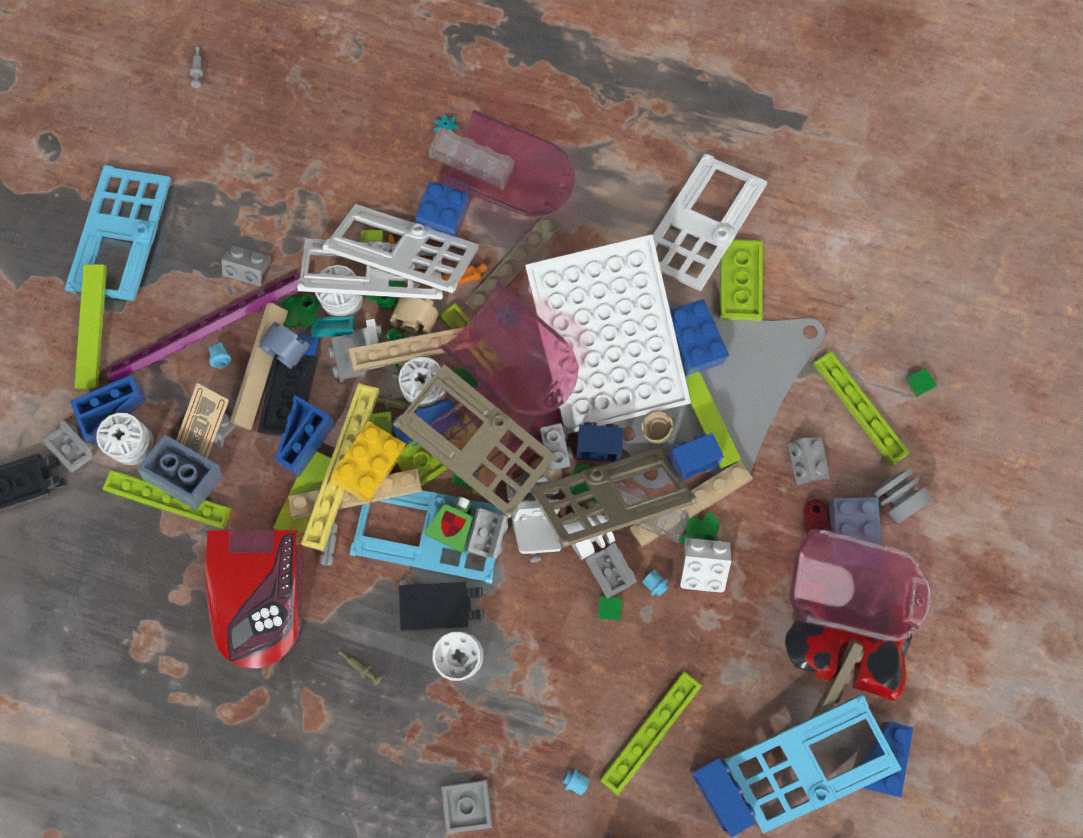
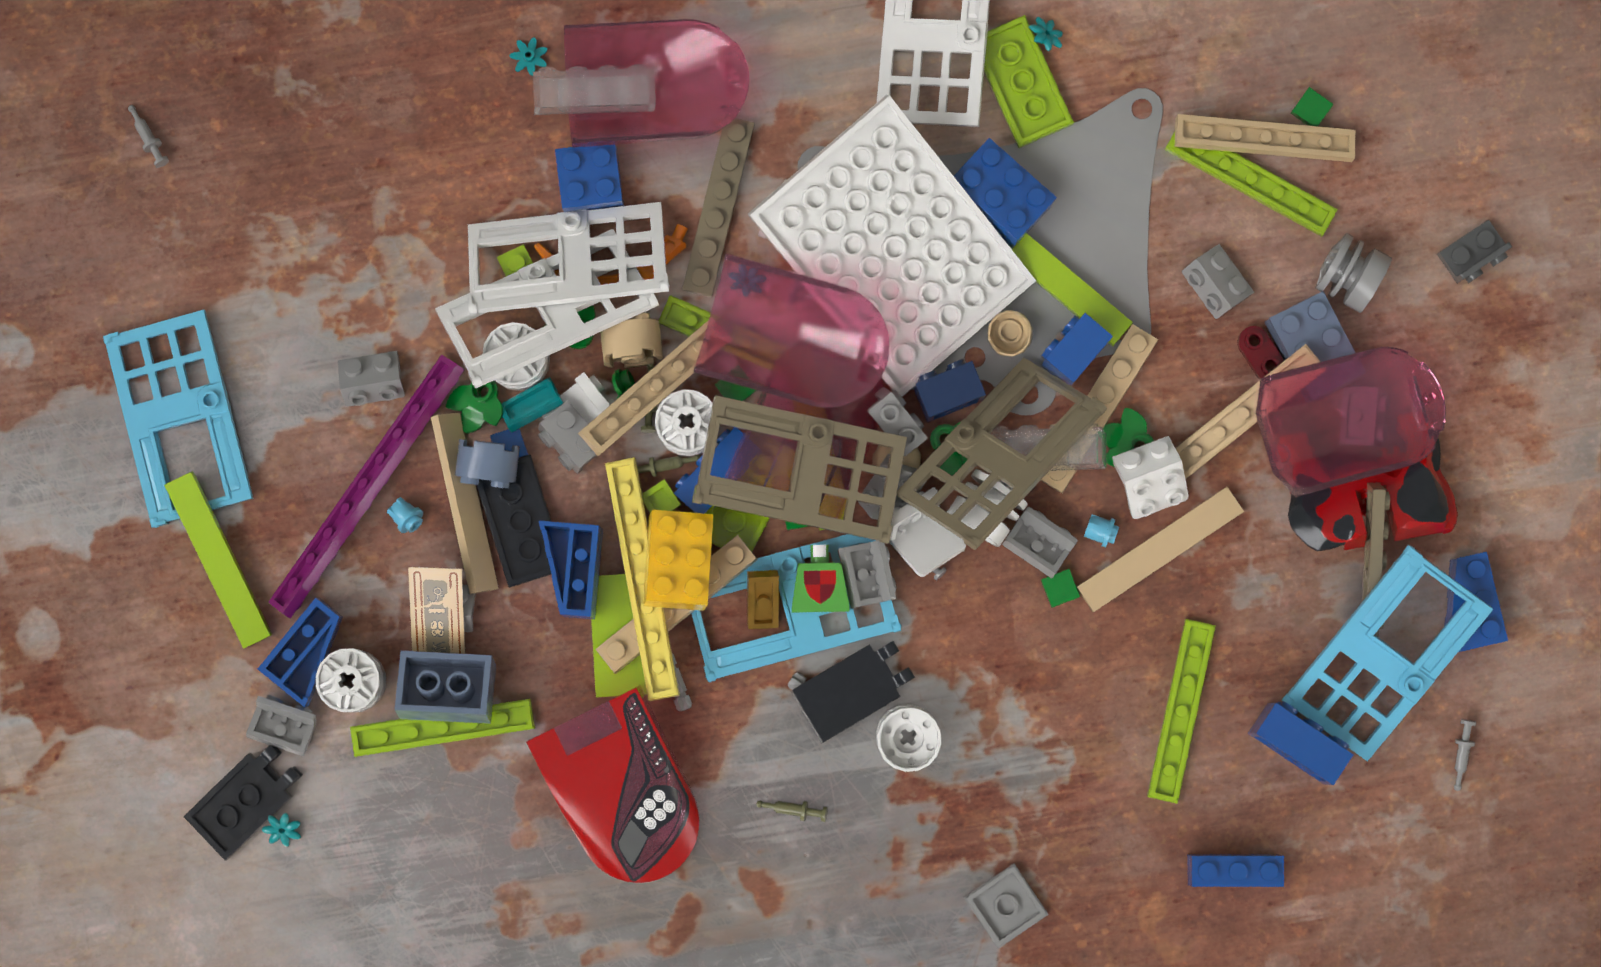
camera: 25 degrees left, 10 degrees up
(30, 512) = (282, 829): none -> teal plant
(411, 517) = (763, 599): none -> pearl gold plate
(575, 781) = (1120, 813): medium azure hose -> none
(688, 616) = (1160, 549): none -> tan tile
(770, 258) = (1046, 34): none -> teal plant
(772, 554) = (1233, 419): none -> tan tile
(883, 385) = (1264, 138): none -> tan plate
(990, 523) = (1473, 252): none -> dark grey bracket

